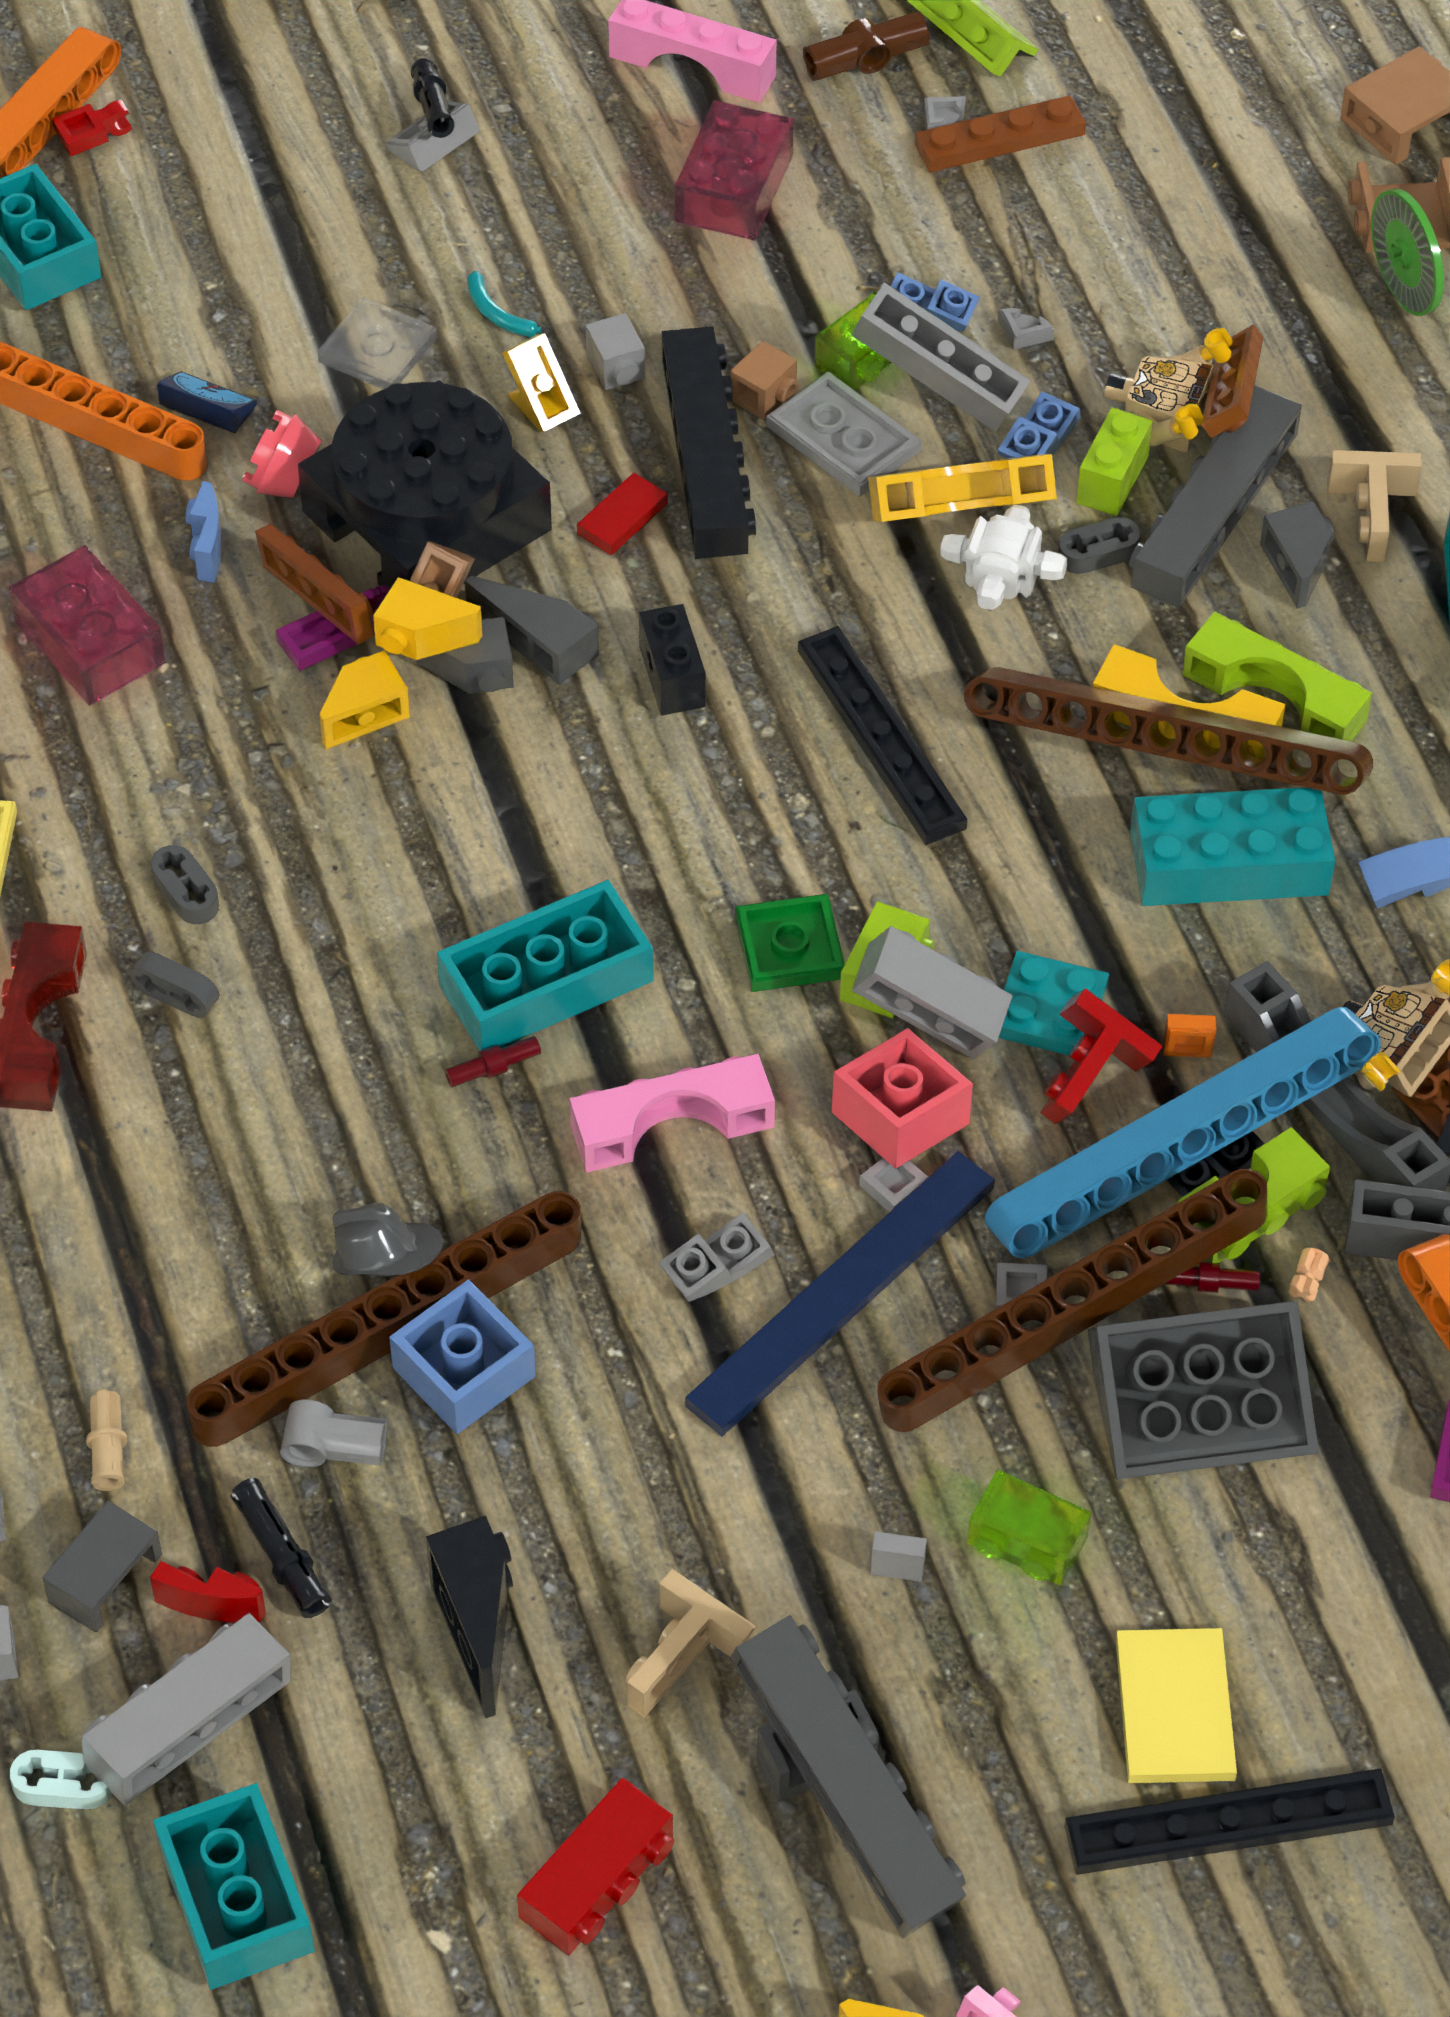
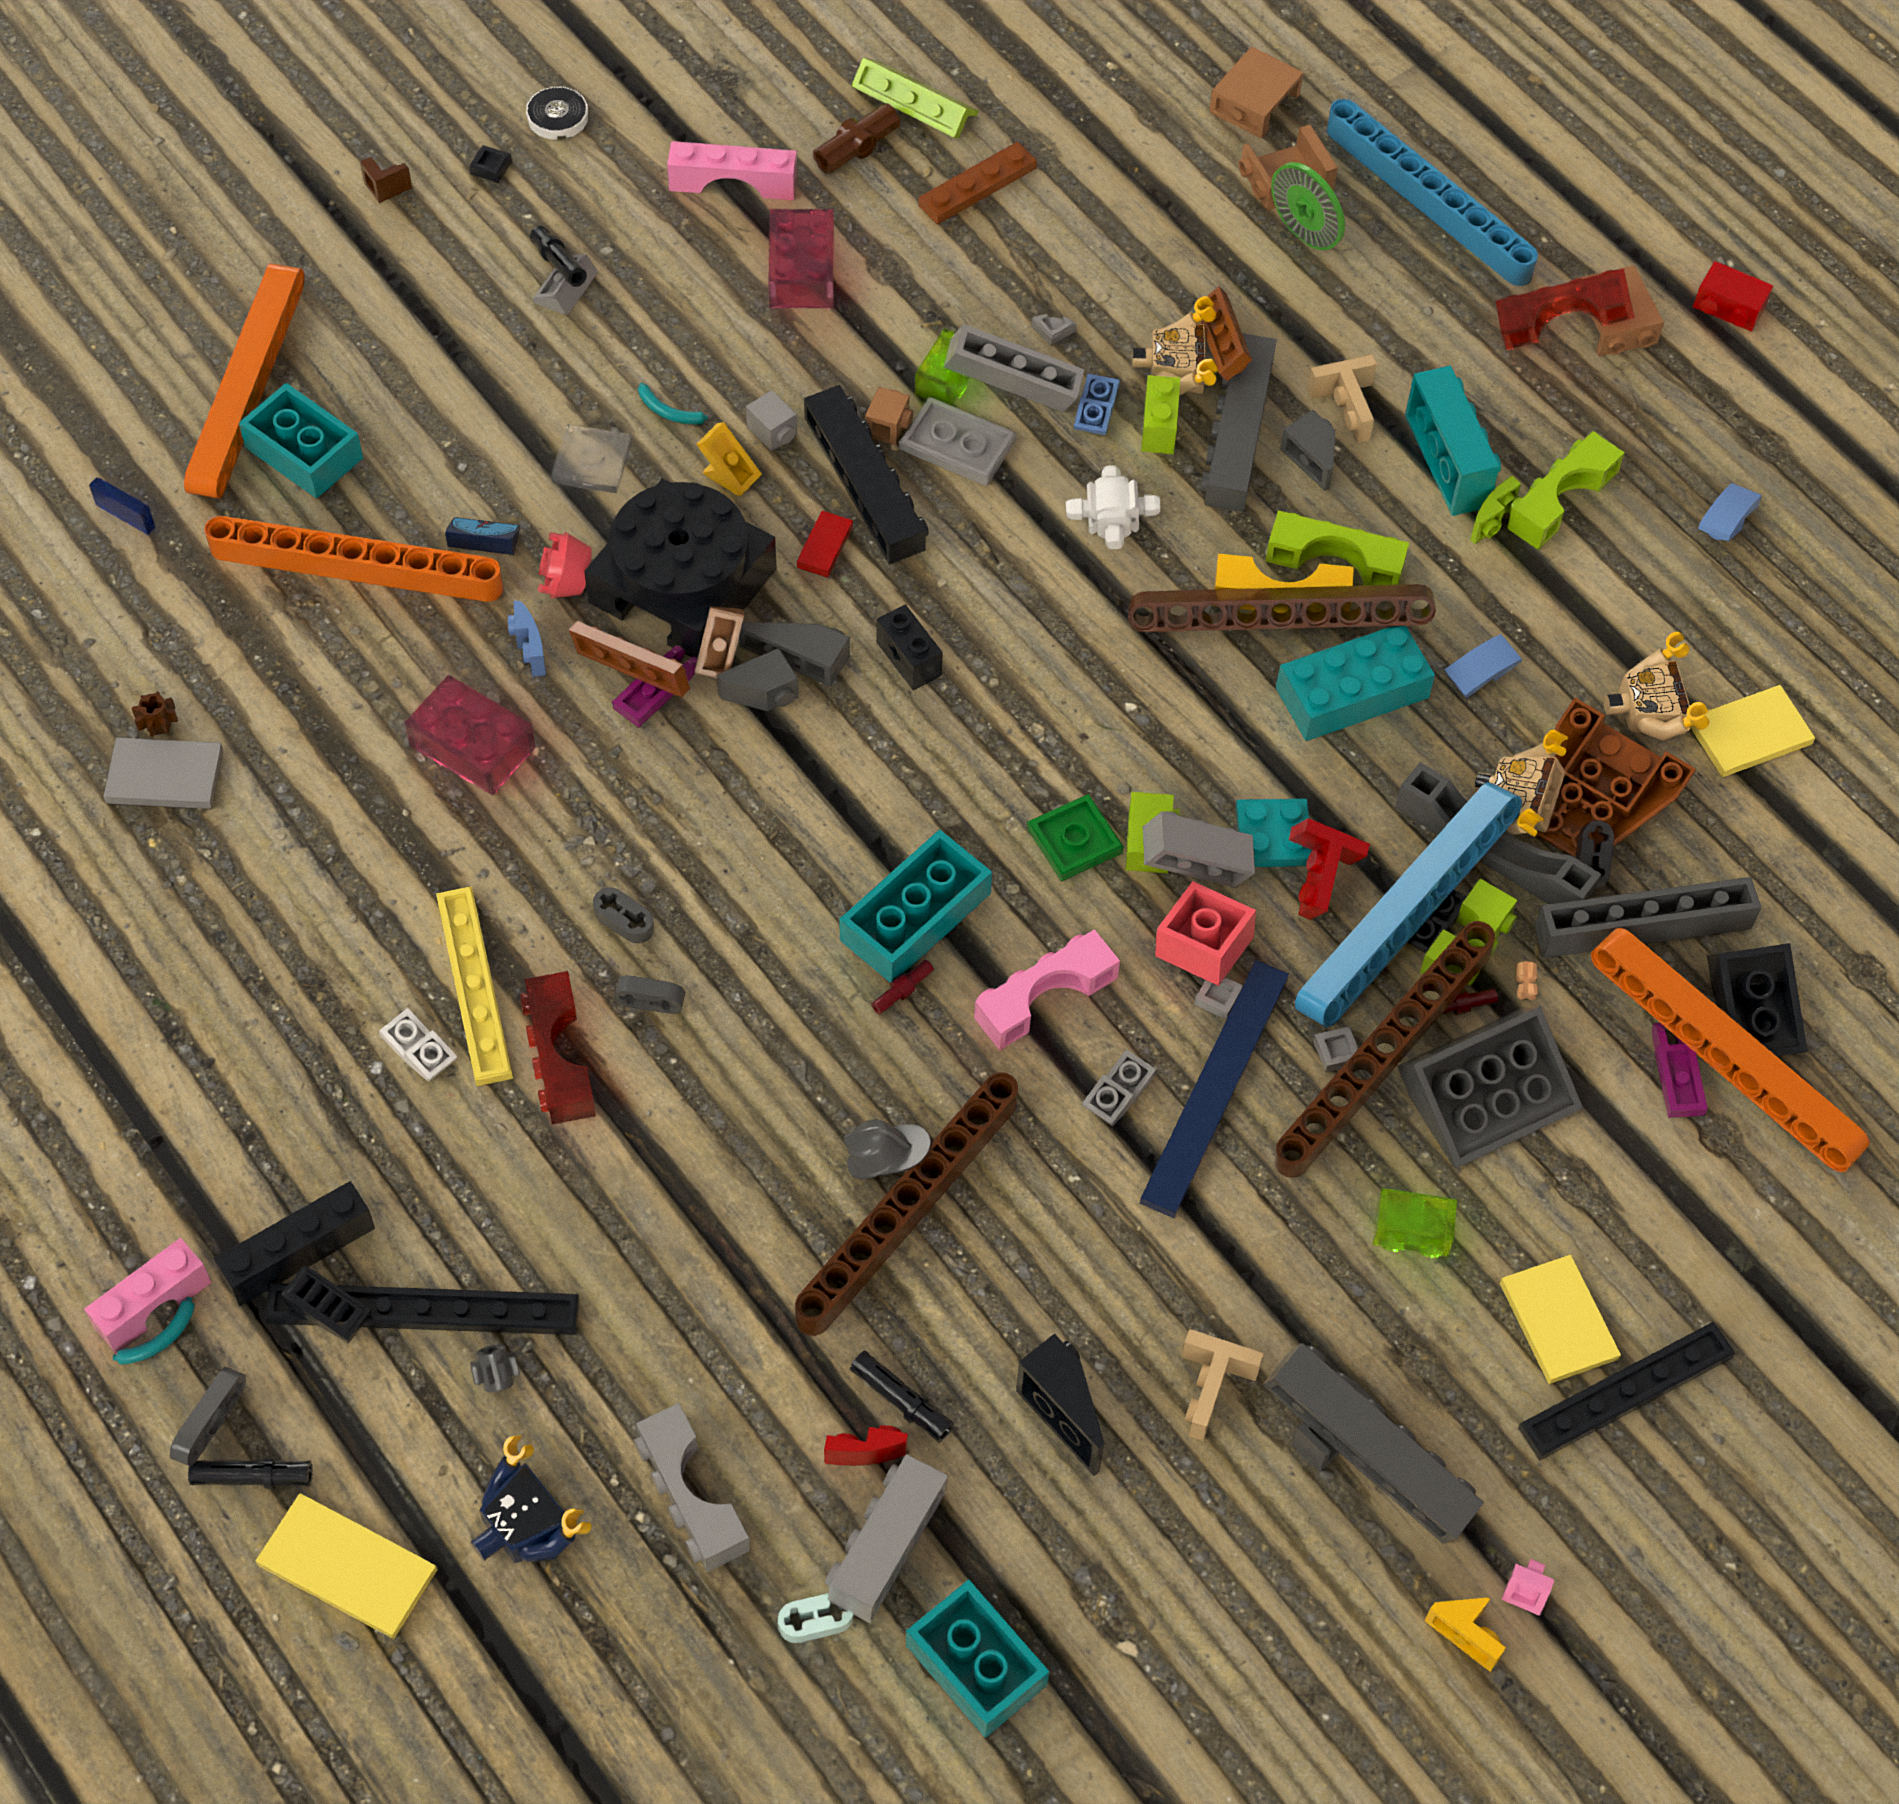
camera: 20 degrees left, 5 degrees up
(88, 128) = (304, 343): red plate -> none
(98, 1563) = (780, 1450): dark grey panel -> none
(106, 1441) = (743, 1354): tan axle -> none
(320, 1434) = (895, 1303): light grey piece -> none
(363, 699) = (699, 736): yellow slope -> none
(425, 621) = (727, 668): yellow slope -> none
(462, 1356) = (976, 1216): medium blue brick -> none
(596, 1867) = (1221, 1562): red brick -> none
(882, 735) = (1076, 663): black tile -> none
(898, 1556) = (1334, 1270): light grey tile -> none
(943, 111) = (929, 176): light grey tile -> none
(946, 302) = (991, 320): medium blue slope -> none
(962, 487) = (1075, 455): yellow arch -> none
(1099, 545) = (1168, 476): dark grey beam -> none
(1189, 1035) = (1381, 829): orange tile -> none

